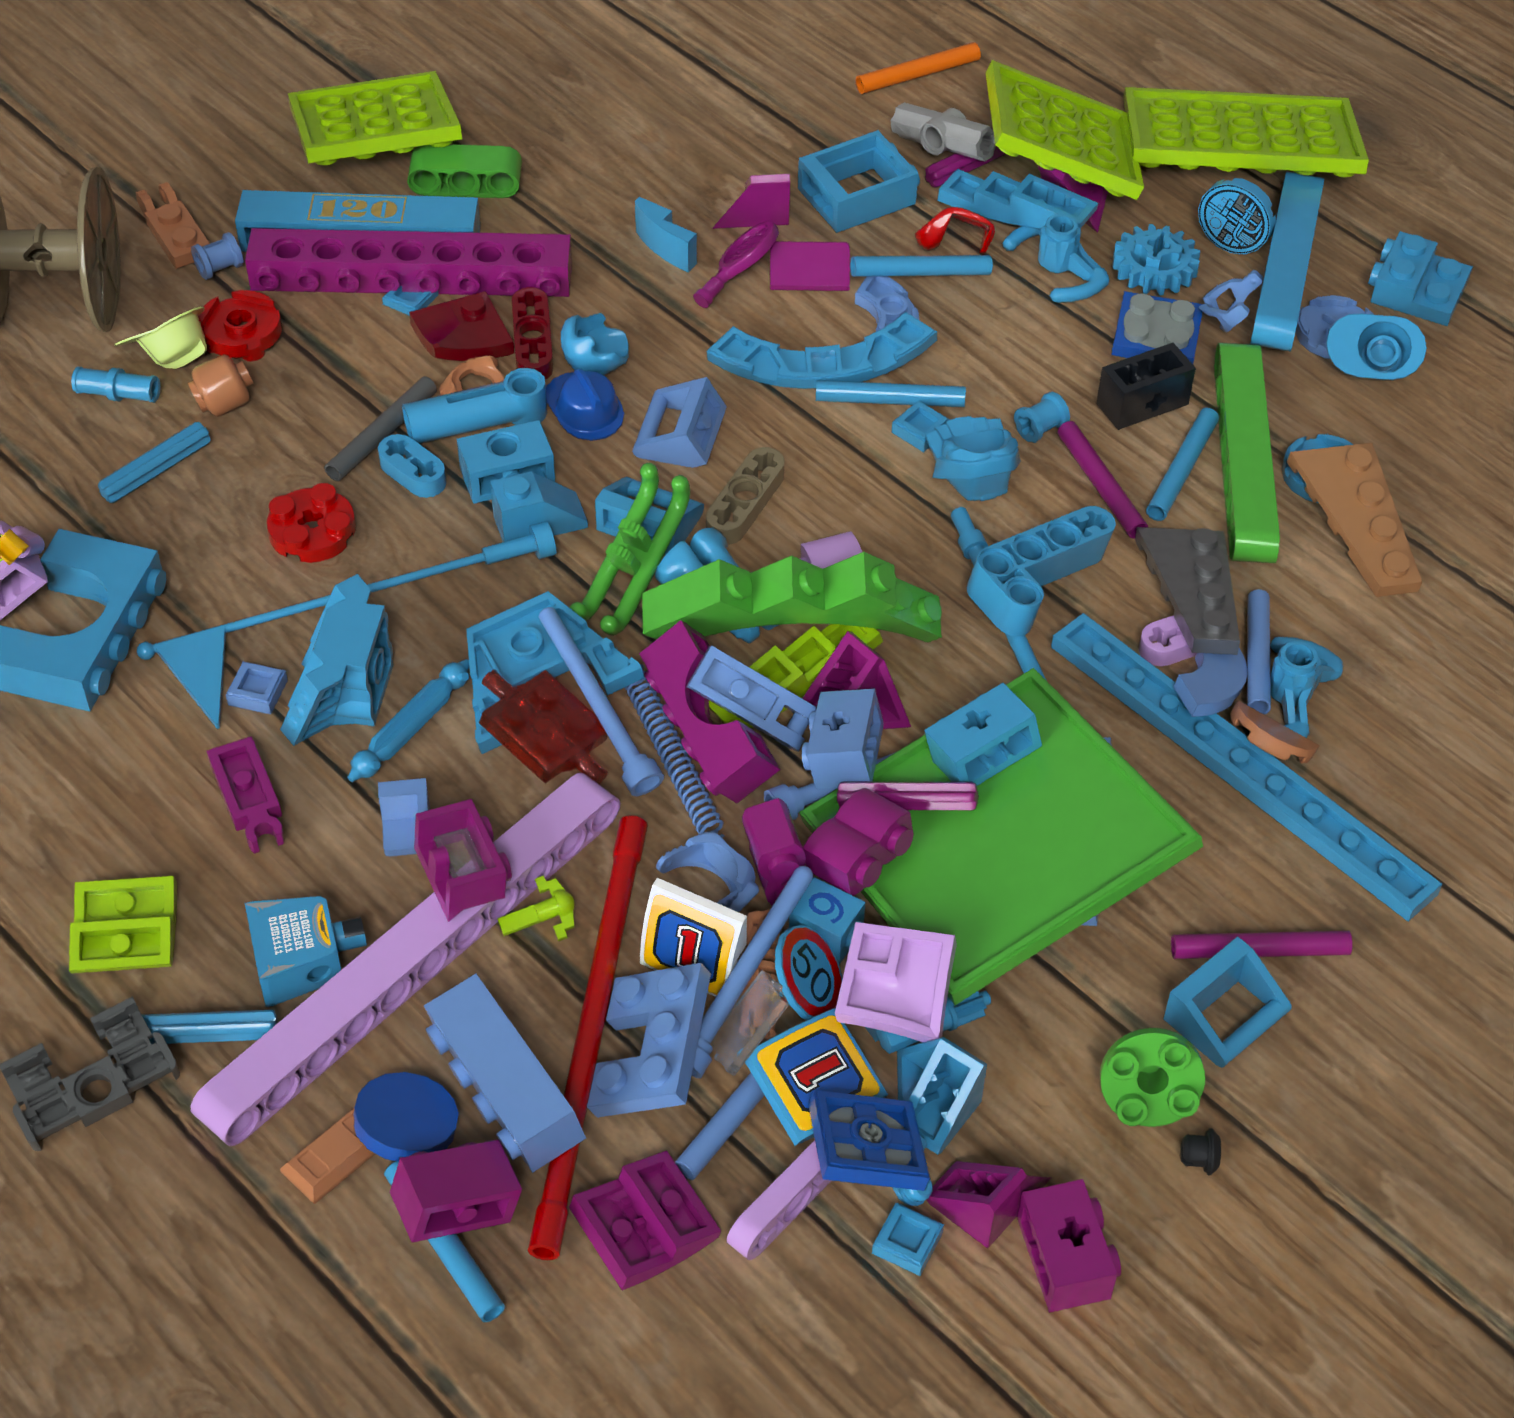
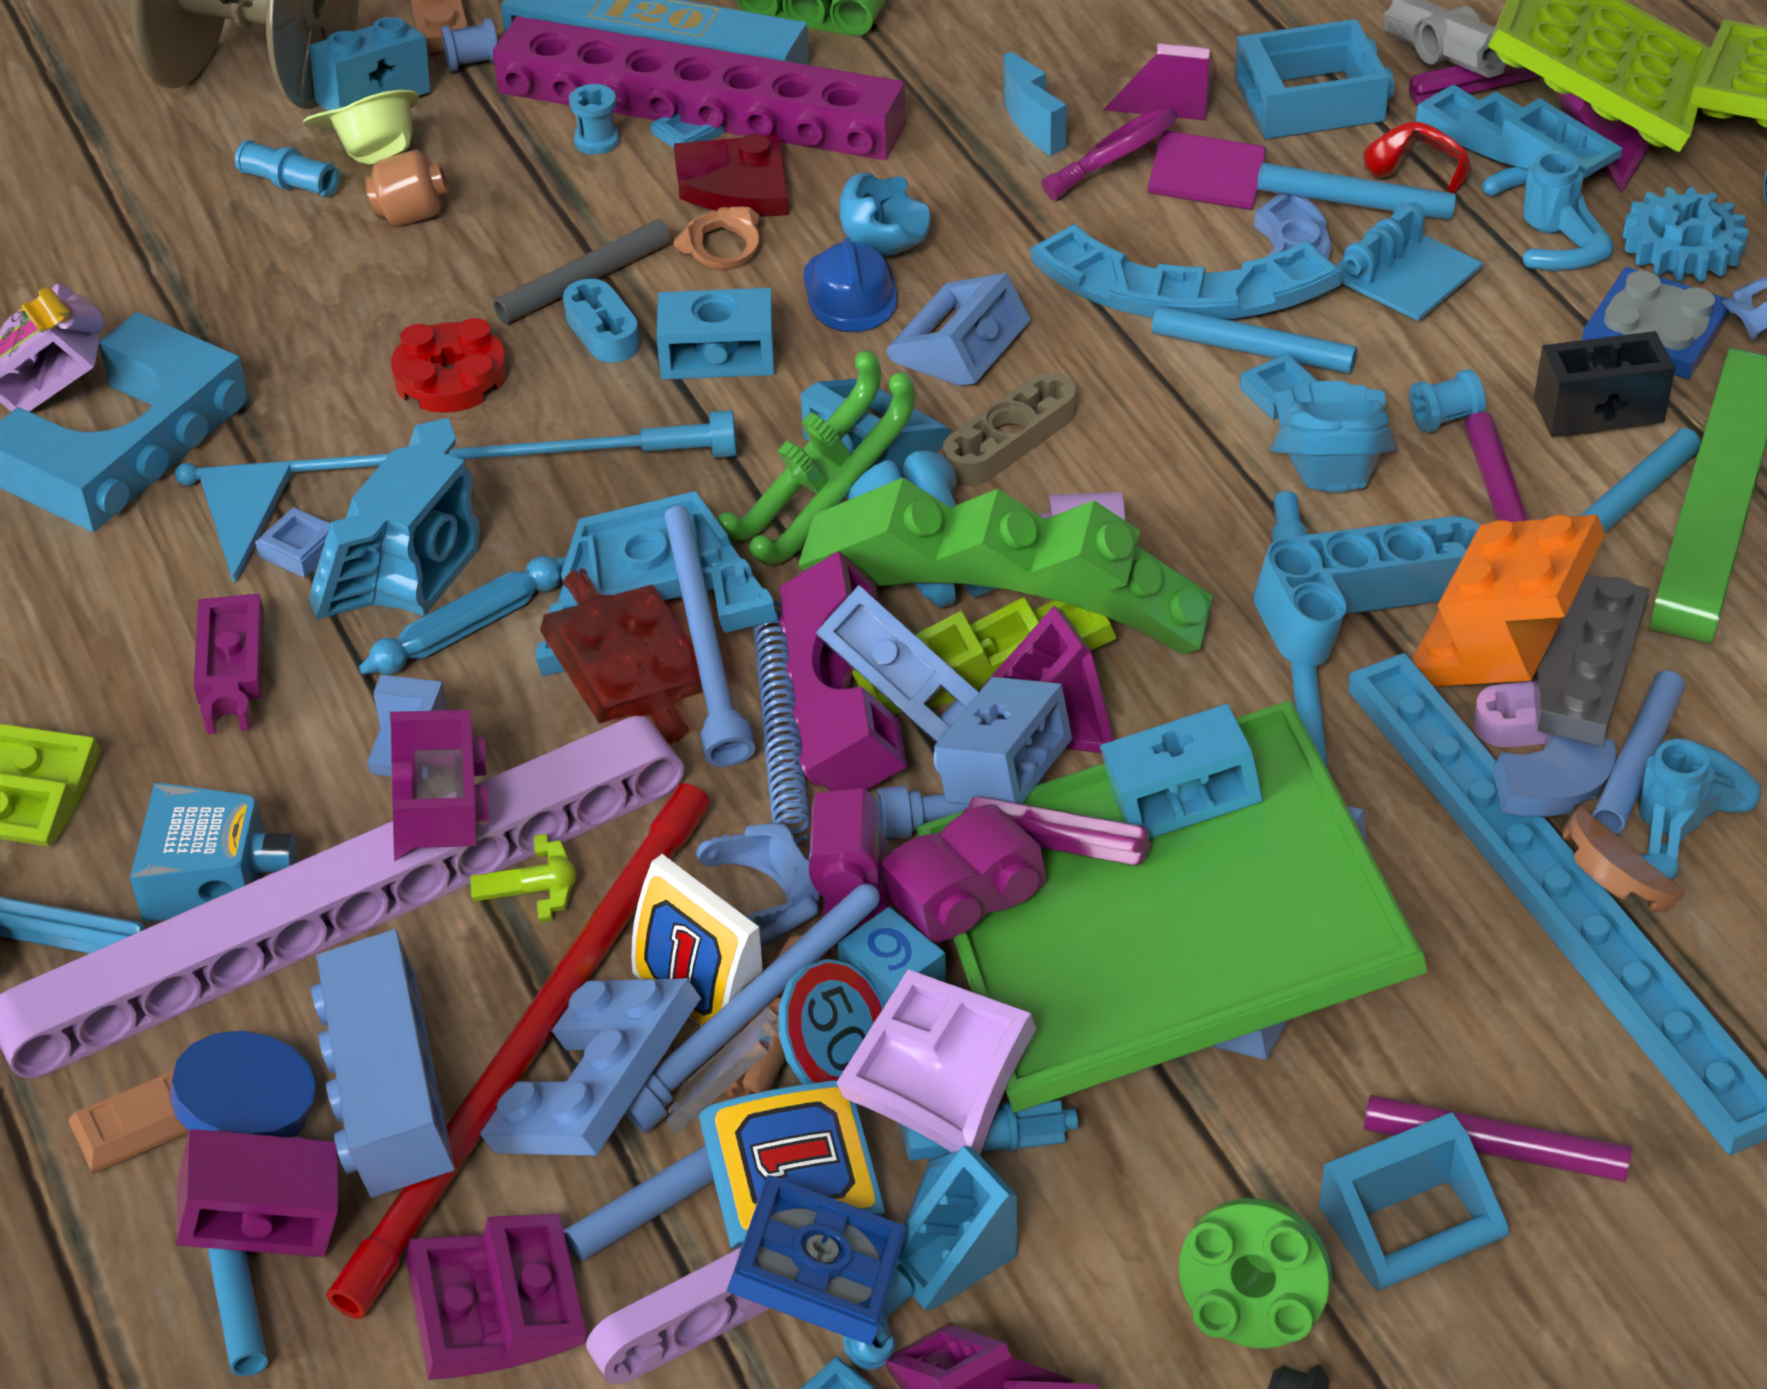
camera: 20 degrees right, 5 degrees down
(150, 290) = (369, 62): none -> dark azure brick
(154, 462) = (293, 263): dark azure axle -> none
(246, 341) = (464, 126): red plate -> none
(341, 303) = (594, 119): none -> dark azure bush
(514, 400) = (760, 260): dark azure piece -> none
(532, 500) = (729, 379): dark azure slope -> none
(534, 322) = (824, 209): dark red beam -> none
(975, 317) = (1404, 265): none -> dark azure hinge
(1147, 561) = (1508, 600): none -> orange bracket

